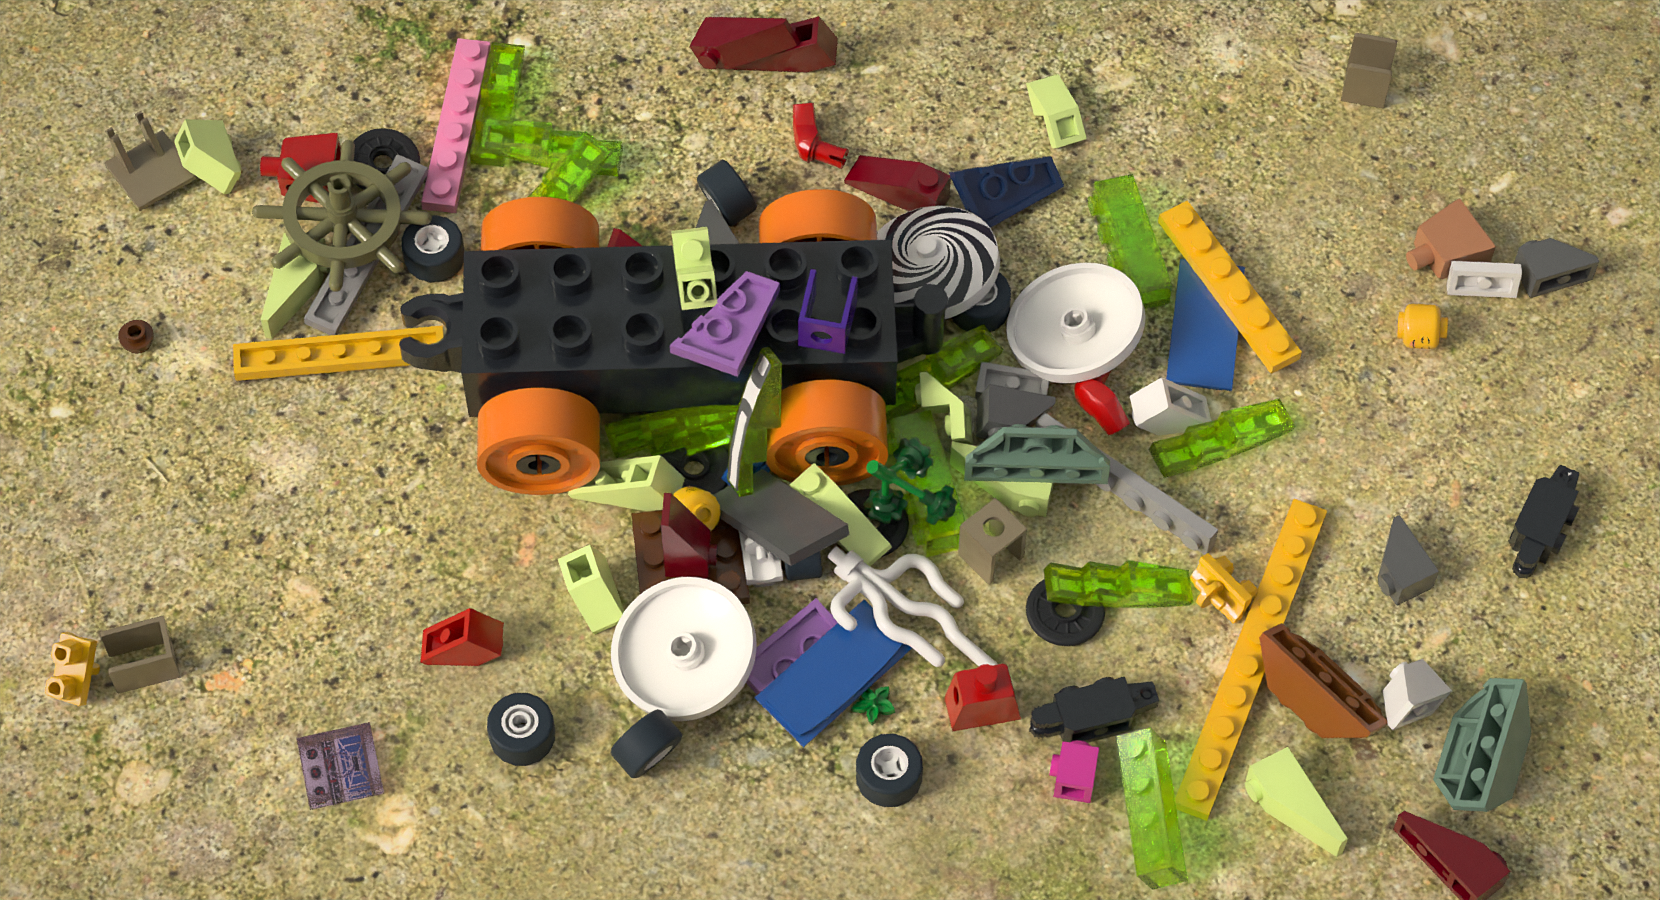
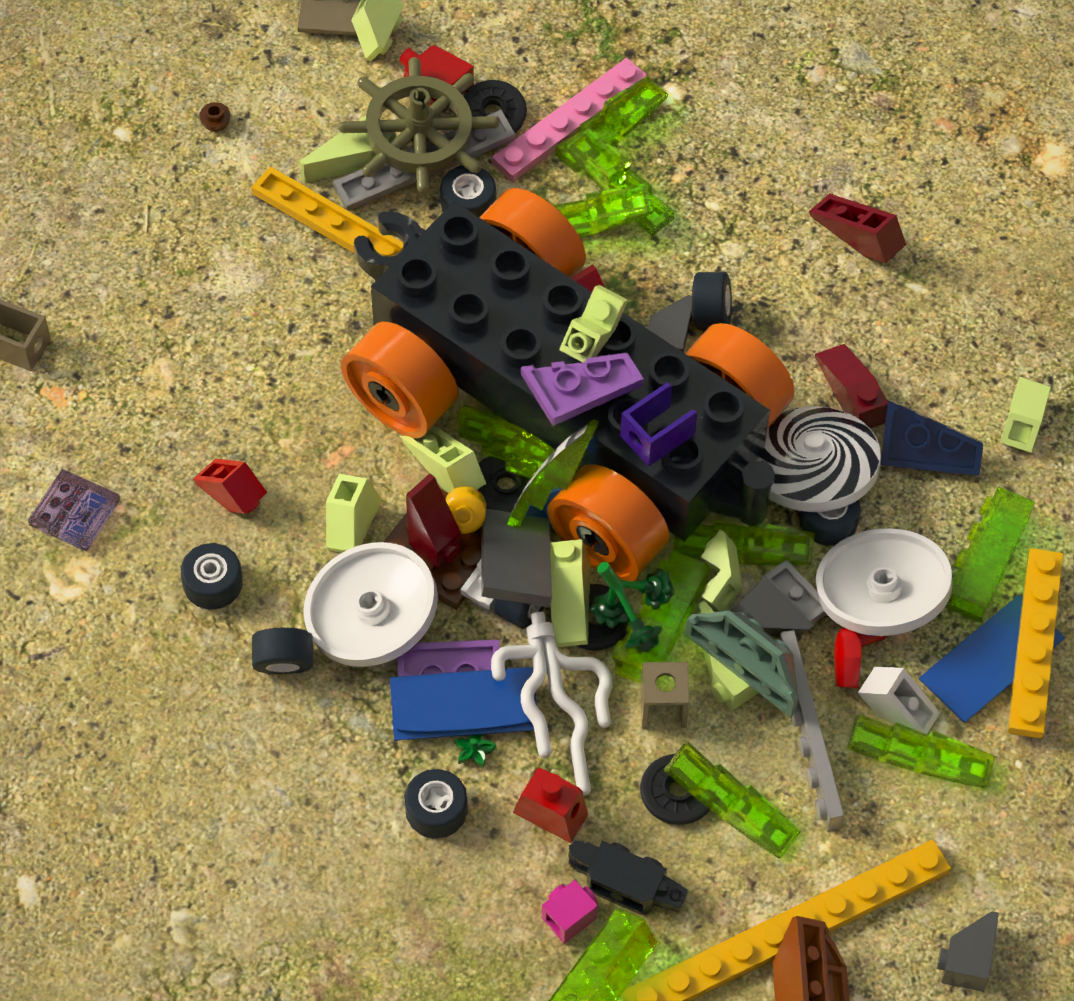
camera: 40 degrees right, 0 degrees up
(740, 40) = (824, 195): dark red slope -> none
(808, 140) = (814, 303): red arm -> none
(1220, 588) = (805, 862): yellow hips -> none

